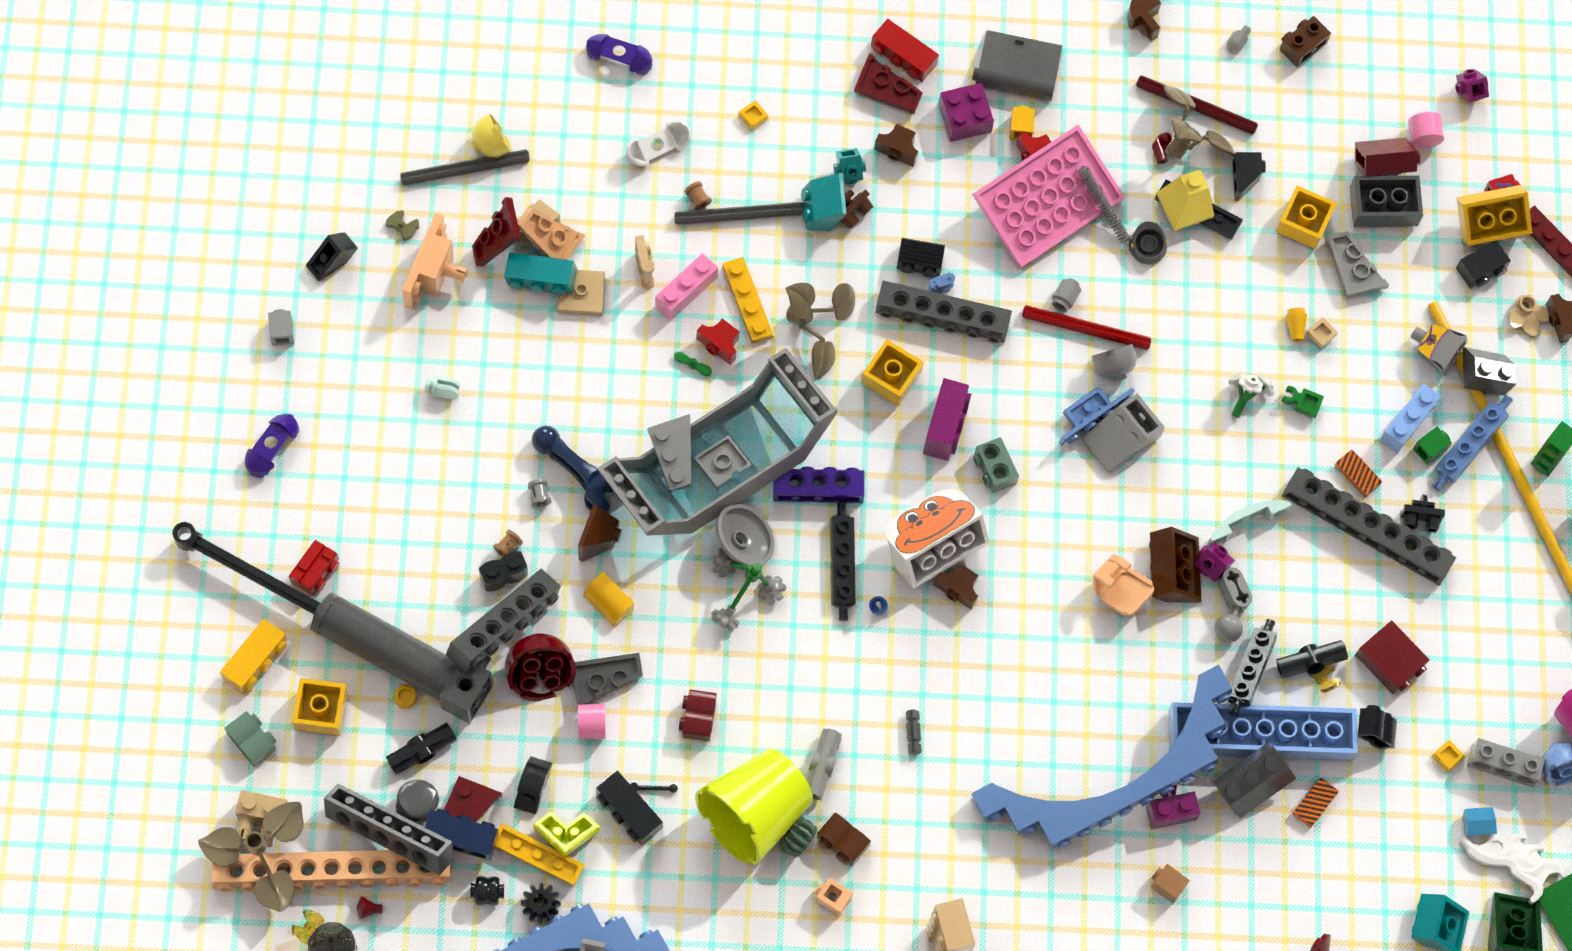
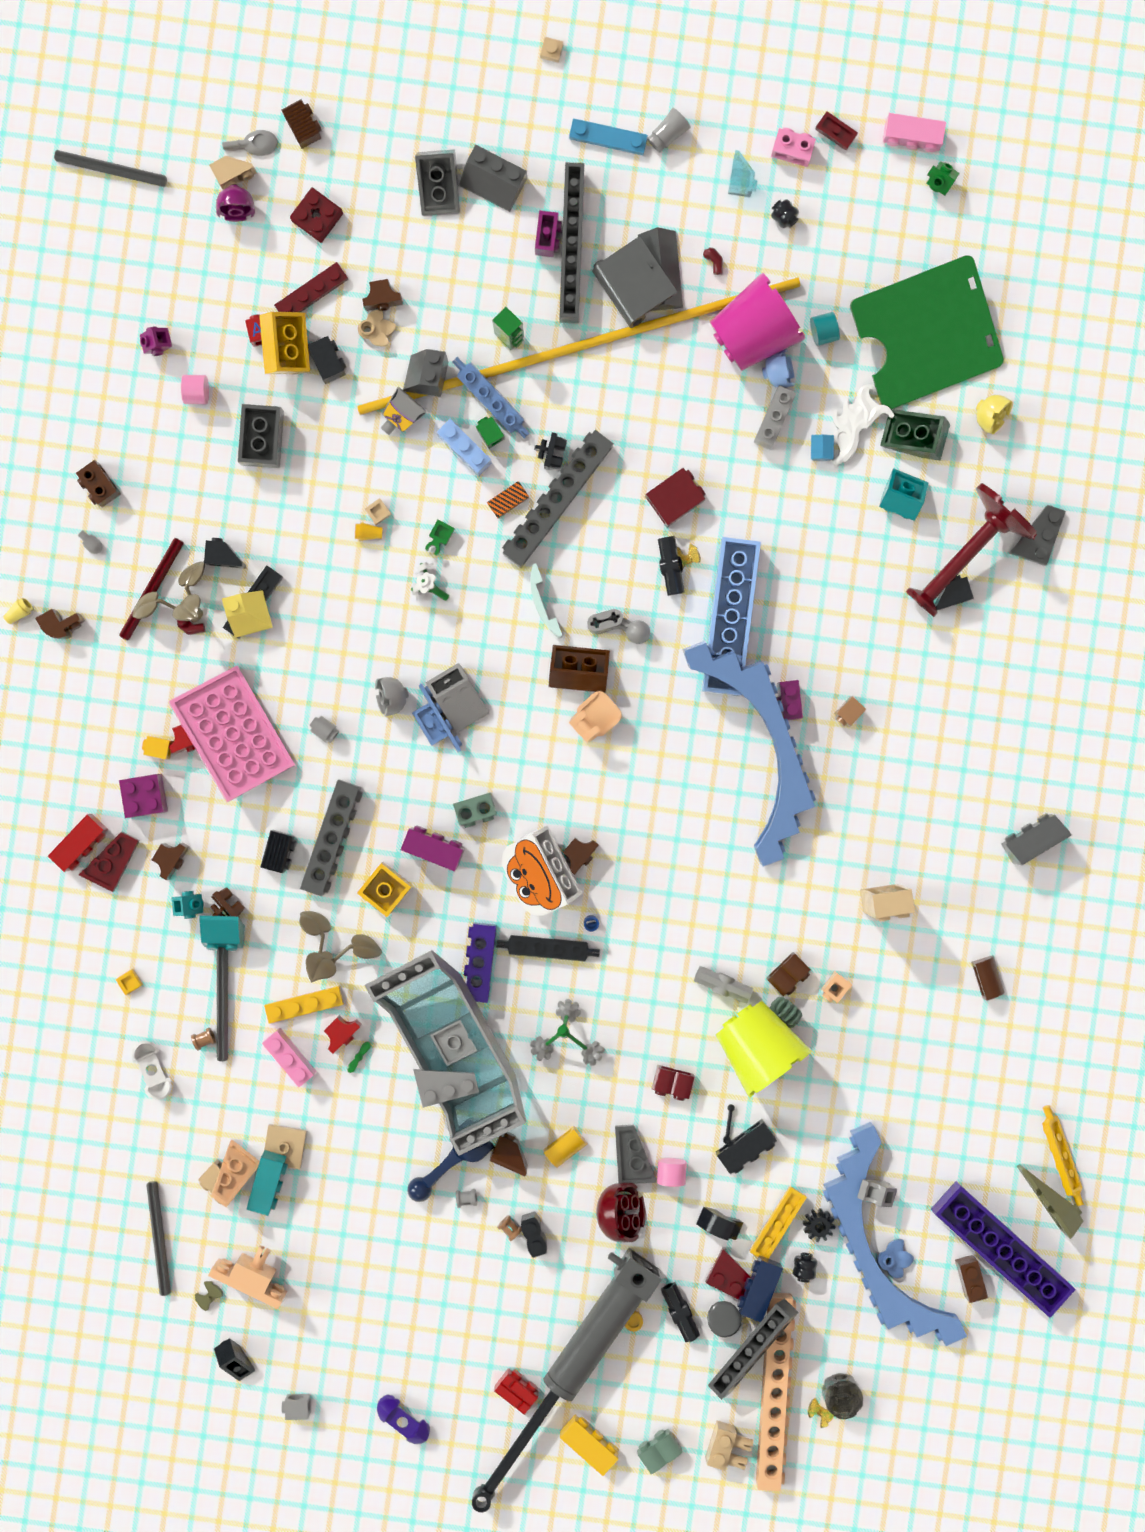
camera: 80 degrees left, 20 degrees up
(224, 843) = (740, 1433): dark tan plant -> none
(320, 706) = (639, 1394): yellow brick -> none
(366, 908) = (809, 1365): dark red rock -> none
(443, 387) = (364, 1279): light aqua arm -> none
(489, 138) = (134, 1216): light yellow cylinder -> none
(498, 236) = (231, 1219): dark red wing -> none
(515, 609) = (549, 1206): dark grey brick -> none
(566, 837) = (768, 1200): neon yellow brick -> none
(635, 56) = (66, 1080): dark purple piece -> none
(644, 262) = (262, 1094): tan plate -> none
(744, 535) = (520, 1021): light grey dish -> none
(913, 731) = (701, 905): dark grey axle -> none
(942, 283) = (304, 836): medium blue piece -> none
(1018, 65) = (100, 743): dark grey door -> none
(1086, 327) = (354, 715): red axle -> none
(1105, 205) = (238, 685): light grey piece -> none
(1148, 243) = (281, 650): dark grey piece -> none
(1213, 561) = (579, 636): magenta brick -> none
(1252, 667) = (676, 618): plate -> none
(1254, 779) = (773, 632): dark grey slope -> none
(1306, 217) = (270, 509): yellow brick -> none
(1315, 802) = (791, 580): tile -> none
(1353, 268) = (321, 473): light grey wing -> none
(1377, 727) = (737, 520): black brick -> none
(1386, 156) = (219, 429): dark red brick -> none
(1448, 756) = (761, 464): yellow tile -> none

